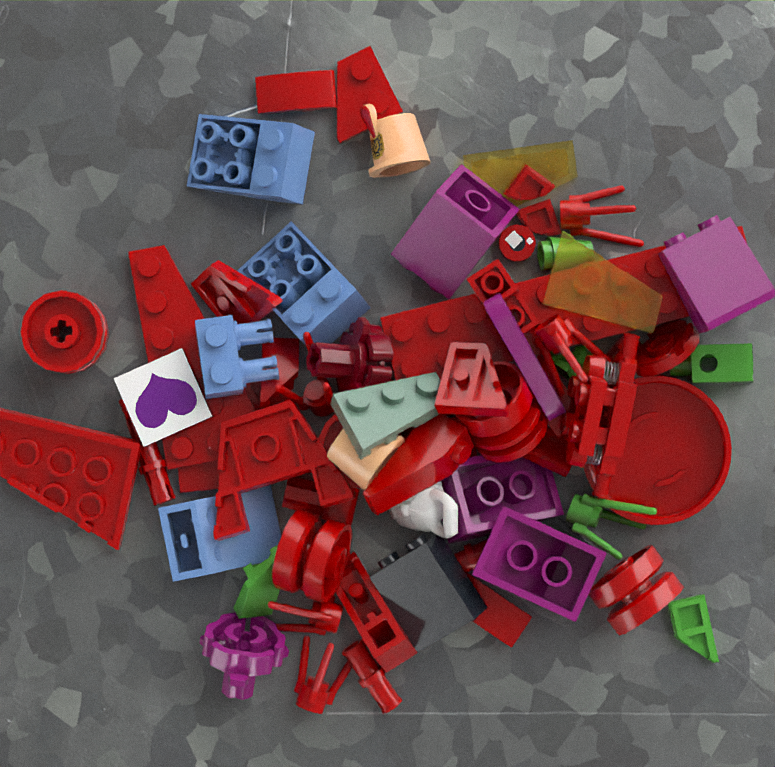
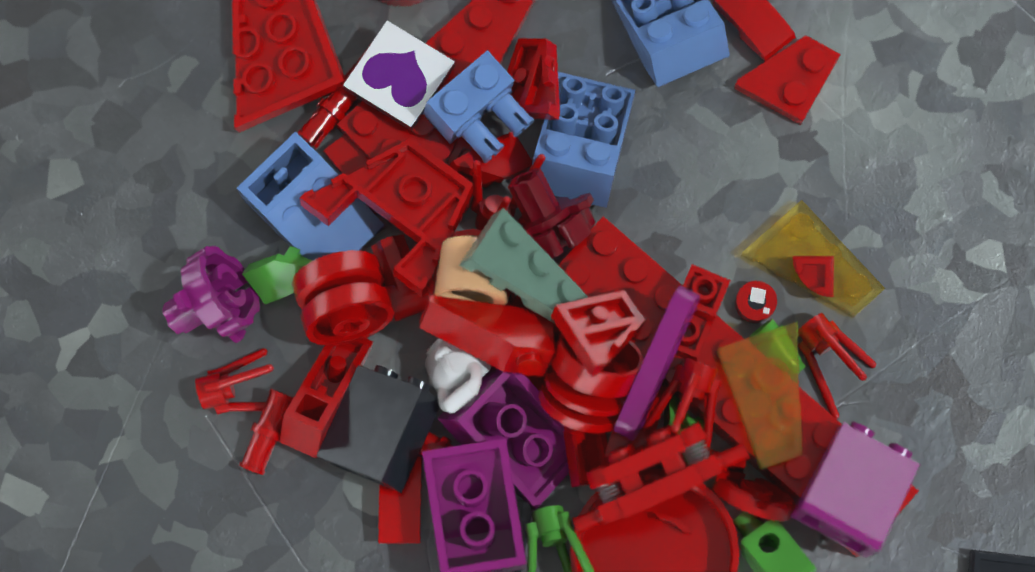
camera: 60 degrees right, 10 degrees down
(323, 616) = (295, 351): red plant -> none
(394, 143) = (767, 131): light nougat hat -> none
(454, 231) = (728, 231): magenta slope -> none
(540, 218) = (793, 305): red tile -> none

